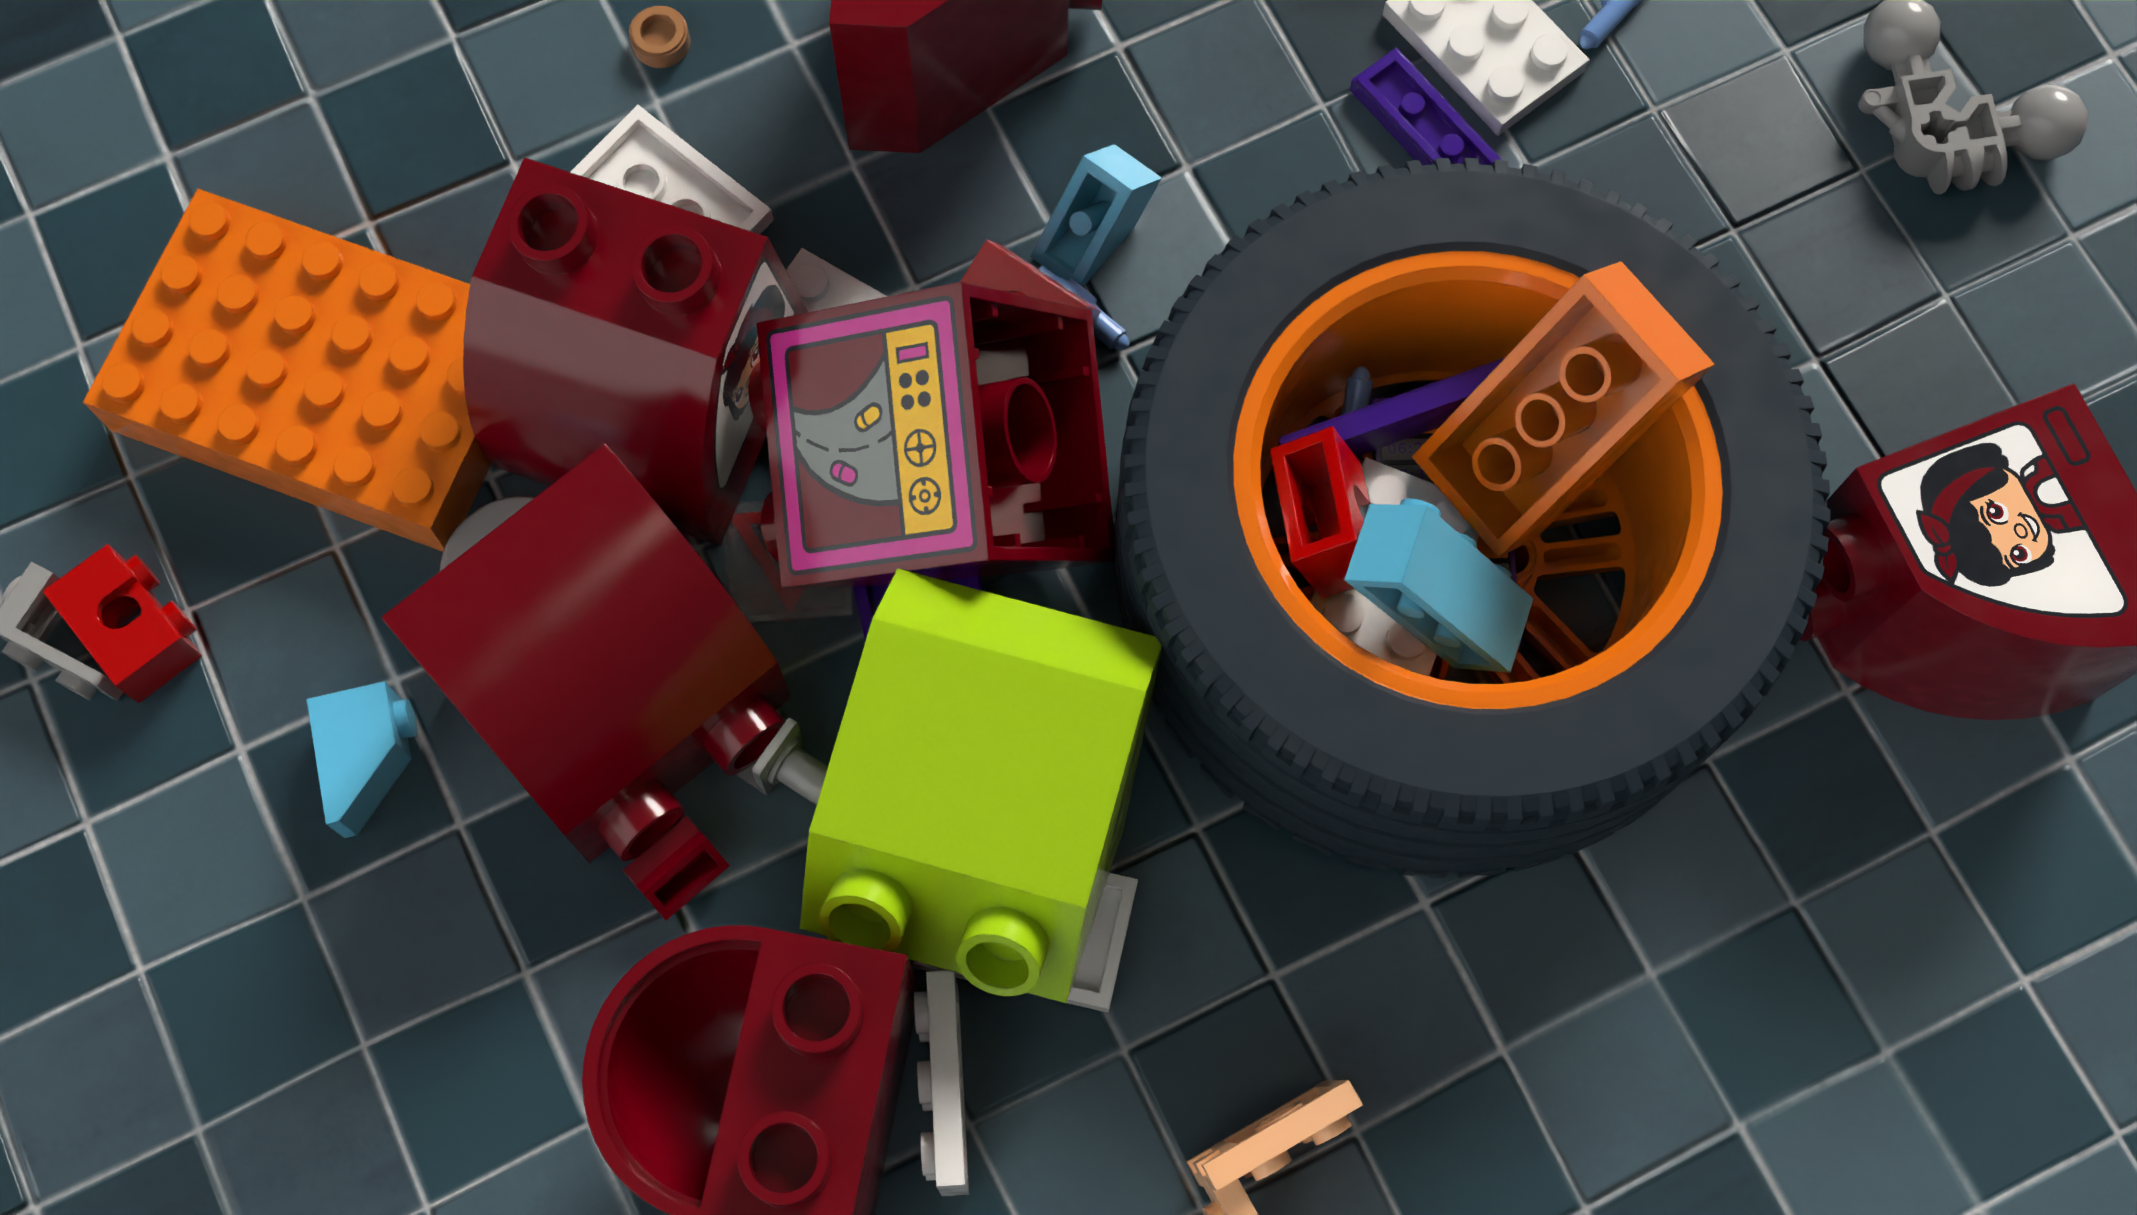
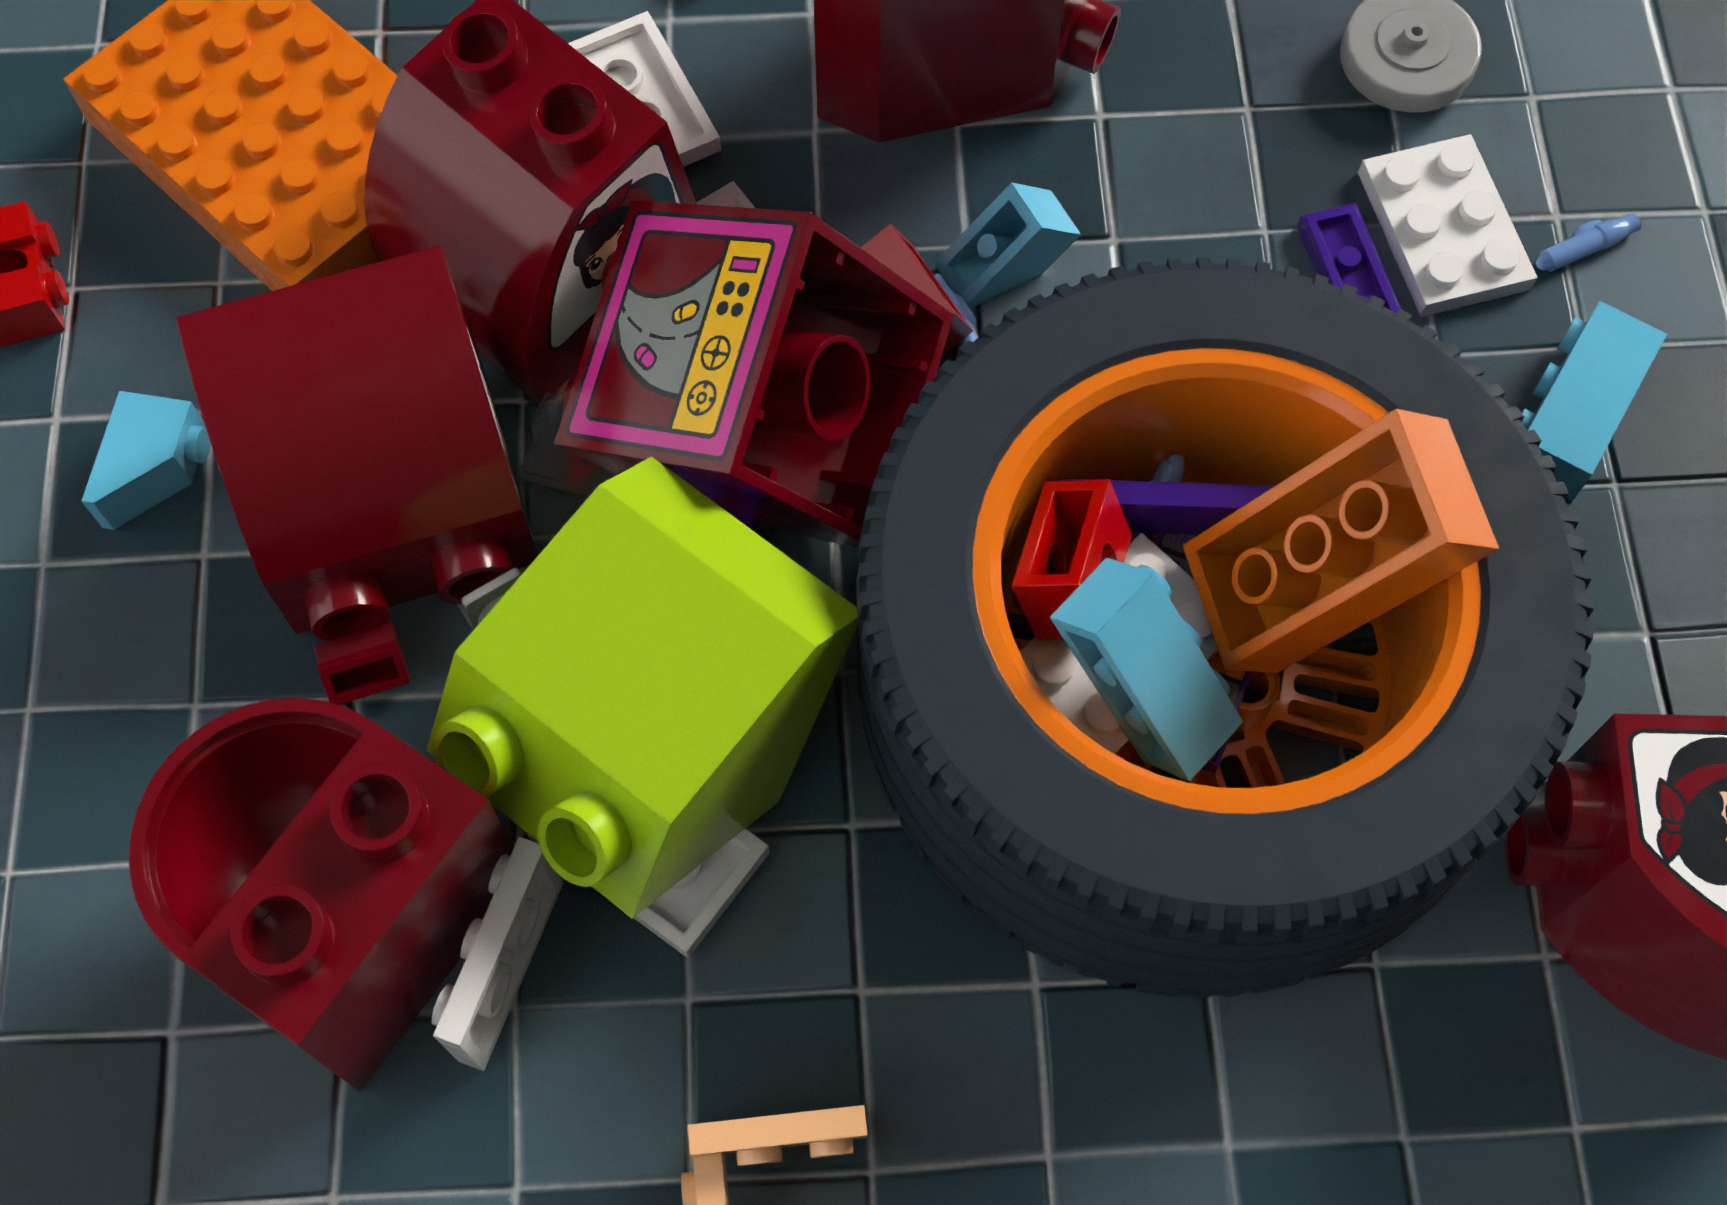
camera: 25 degrees right, 5 degrees down
(1682, 150) = (1590, 390): none -> medium azure brick

